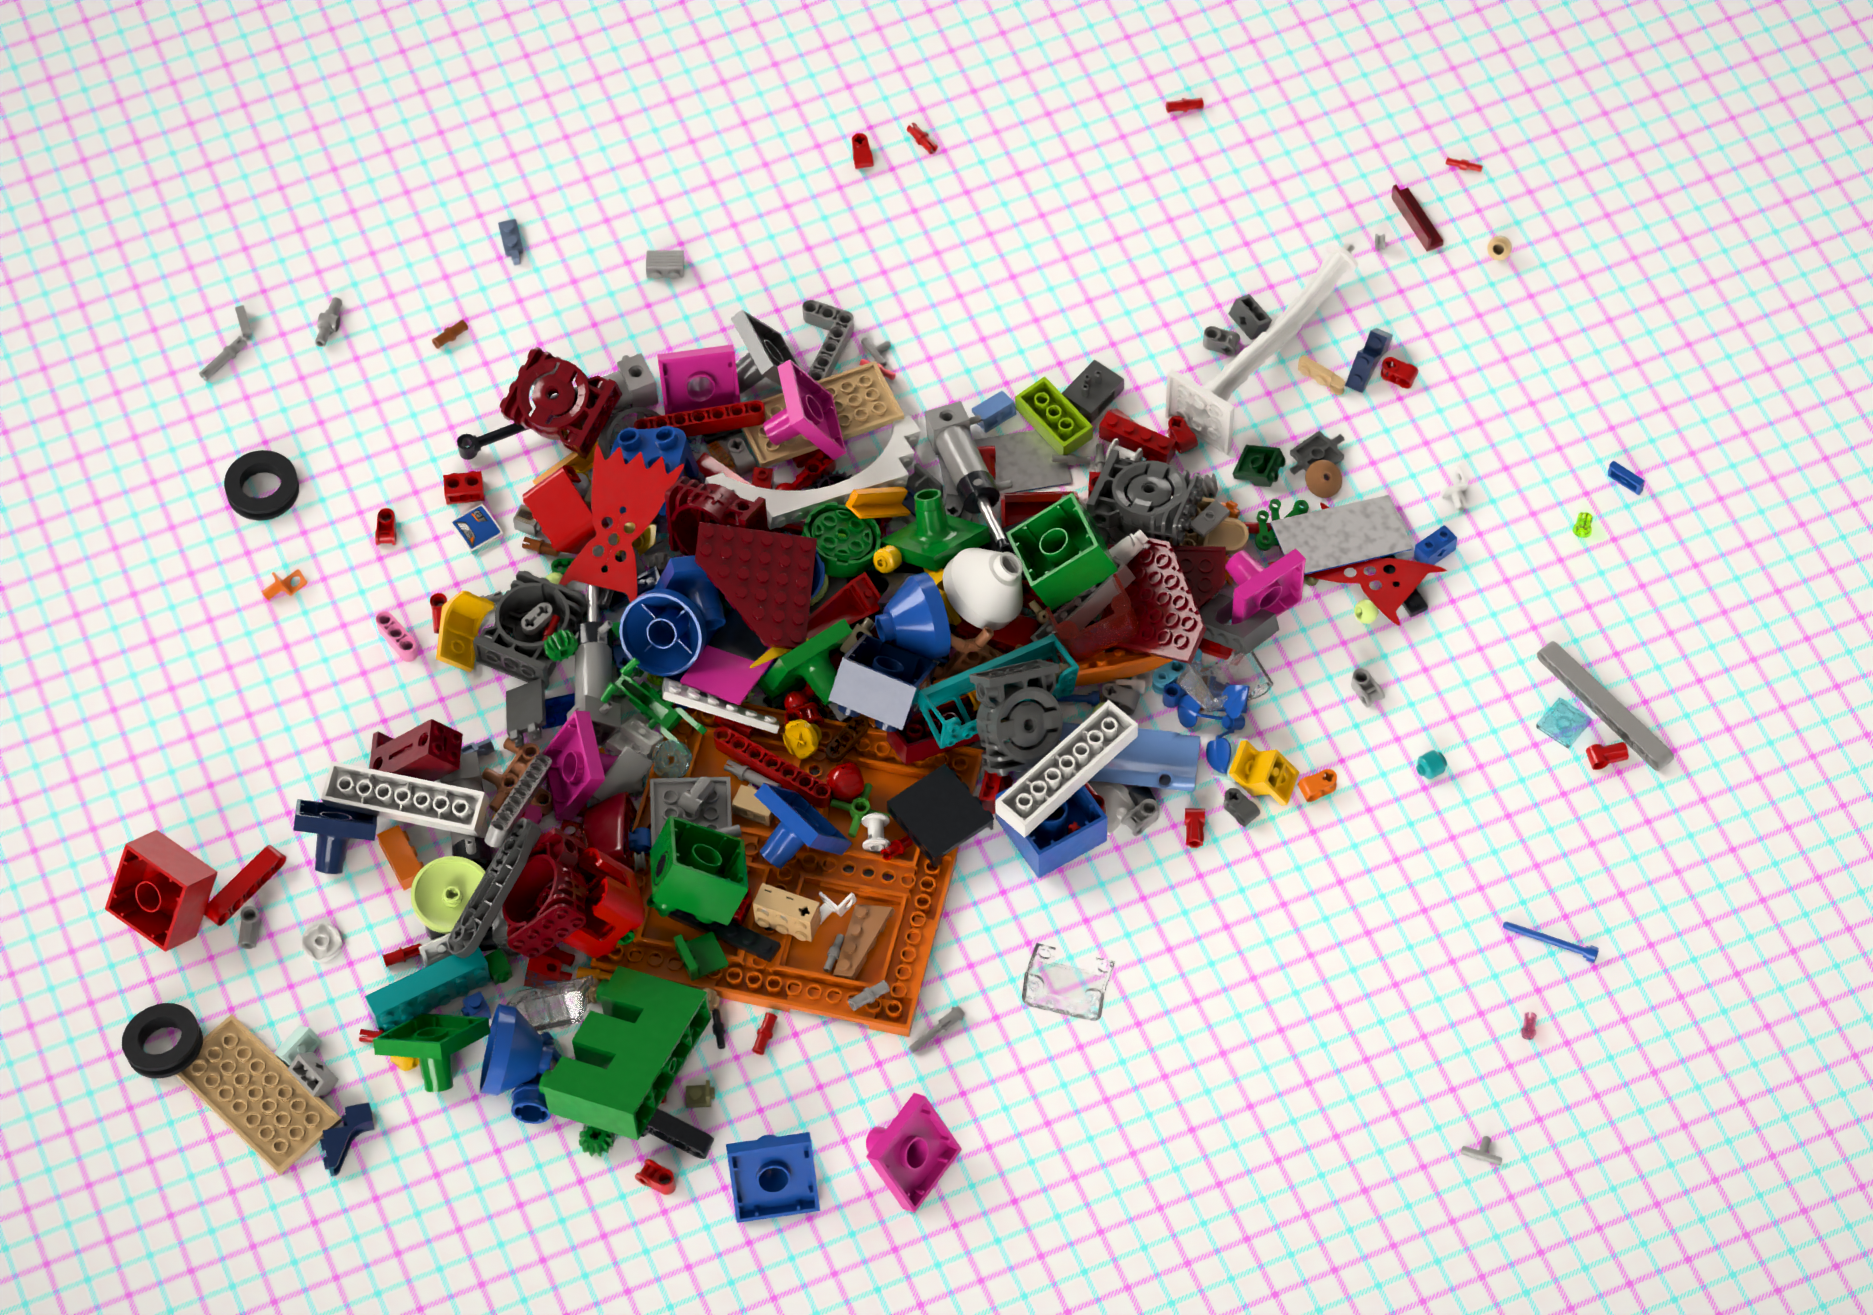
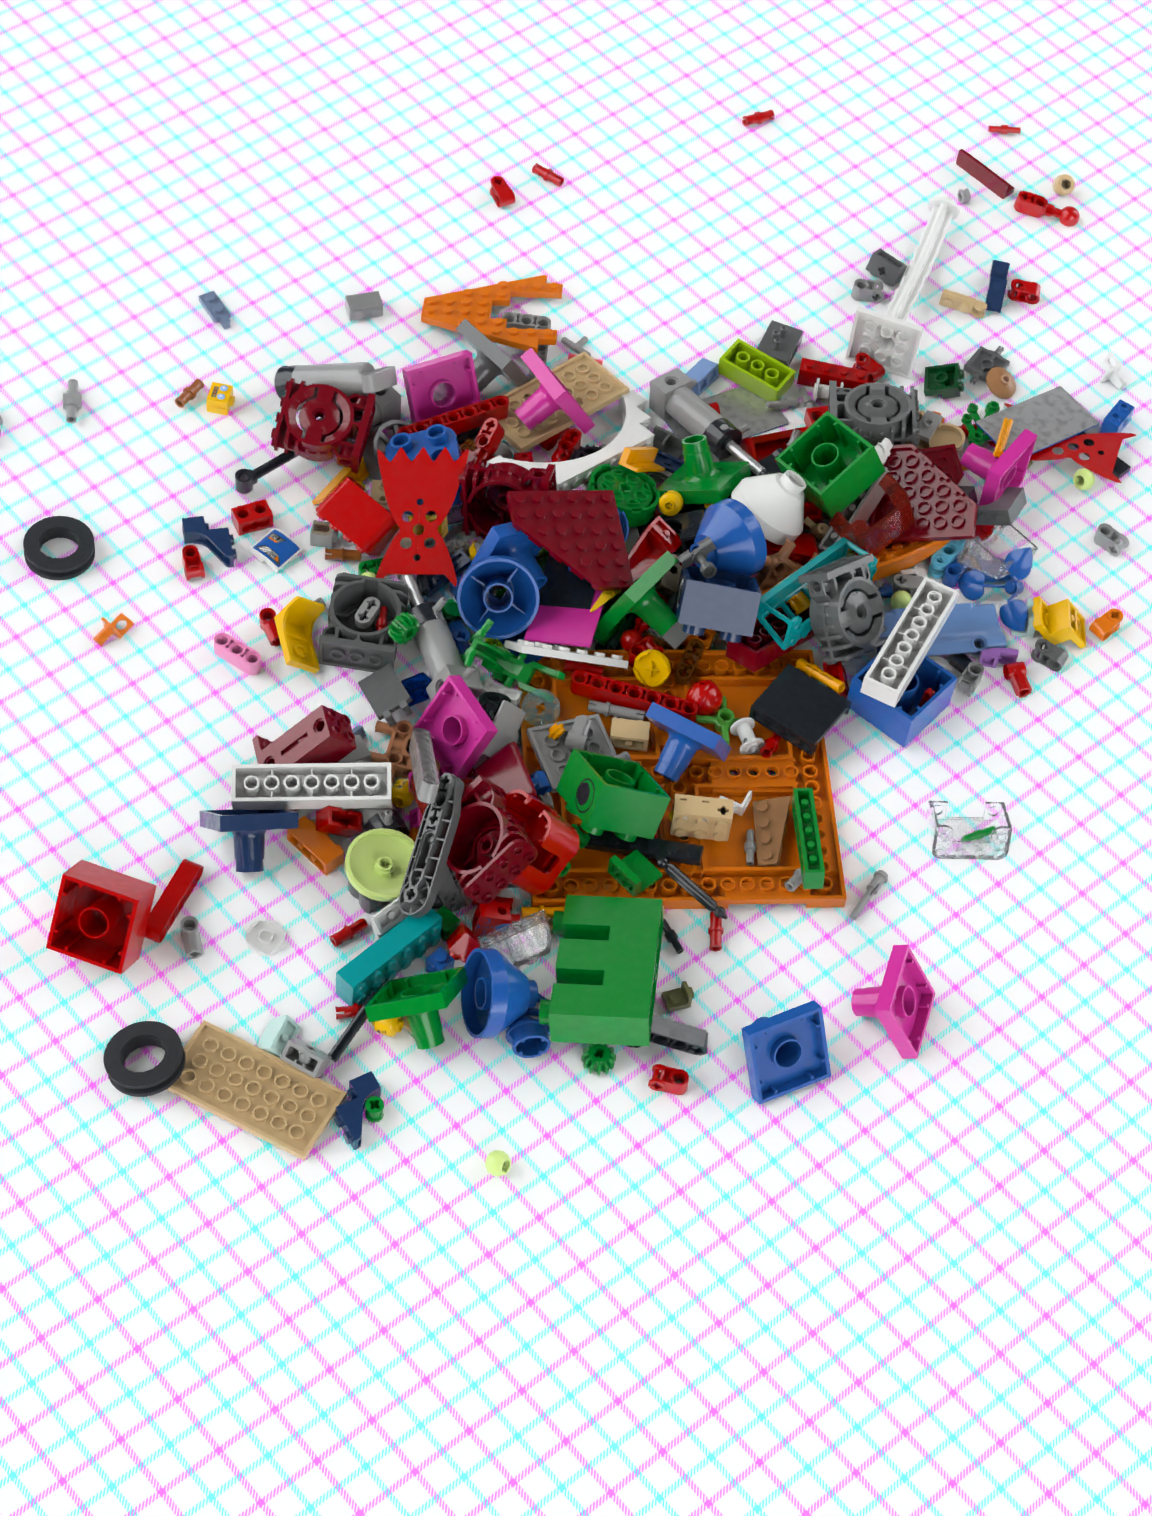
camera: 25 degrees left, 5 degrees down
(359, 1063) = (350, 1031): none -> black axle
(364, 1136) = (374, 1109): none -> green bush
(422, 507) = (216, 540): none -> dark blue arch
(427, 839) = (338, 822): none -> red brick
(458, 1222) = (498, 1163): none -> yellowish green piece
(478, 346) = (220, 398): none -> yellow head
(502, 991) = (462, 942): none -> red brick
(593, 352) = (350, 378): none -> light grey piece
(615, 748) = (491, 702): none -> black pin
(675, 788) = (556, 731): none -> light orange plate
(722, 453) = (487, 440): none -> red beam
(752, 983) = (691, 887): none -> black wheel
(771, 288) = (476, 307): none -> orange wing
(873, 632) = (699, 556): none -> dark grey bar
(884, 958) = (808, 838): none -> green brick
(983, 794) = (814, 671): none -> light orange pin
(1076, 989) = (978, 834): none -> green piece
(1178, 796) = (992, 656): none -> medium lavender slope
(1287, 545) = (1003, 437): none -> light orange axle
(1491, 286) = (1037, 206): none -> red beam

